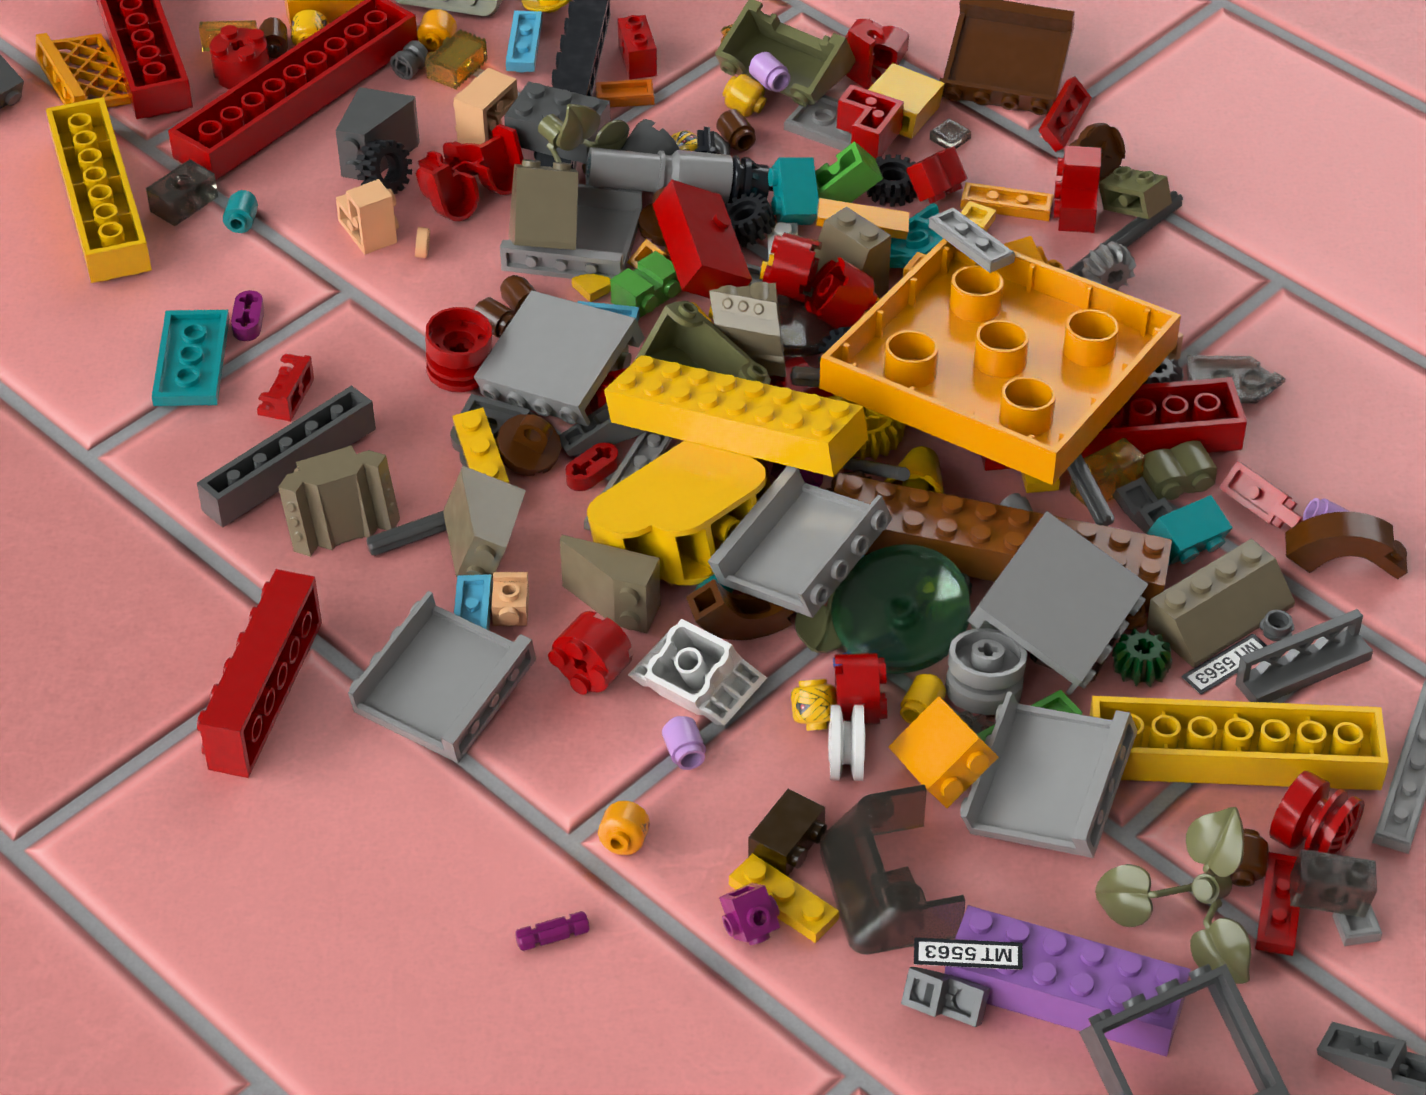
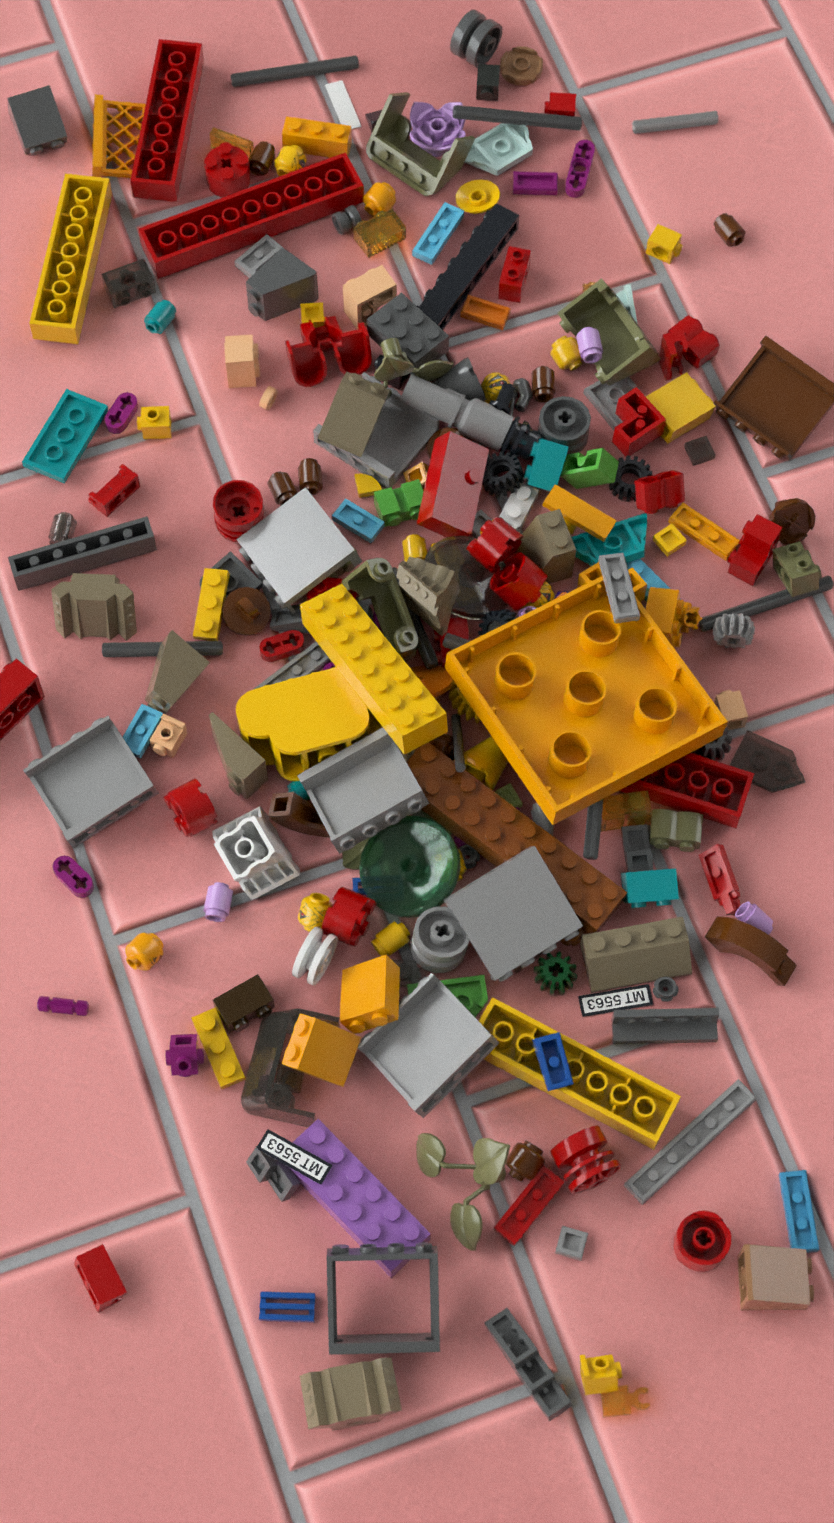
camera: 25 degrees right, 20 degrees up
(241, 439) = (62, 527): none -> clear smoke brick
(298, 307) = (155, 422): none -> yellow brick
(323, 124) = (257, 255): none -> light grey plate
(396, 160) = (280, 328): black tyre -> none
(419, 150) = (312, 312): none -> yellow plate
(478, 788) = (69, 880): none -> magenta beam
(787, 139) = (565, 423): none -> dark grey wheel
(924, 829) = (321, 1050): none -> light orange brick
(1065, 114) = (793, 468): red plate -> none
(1210, 726) = (553, 1061): none -> blue slope
(1333, 883) = (563, 1213): clear smoke brick -> none

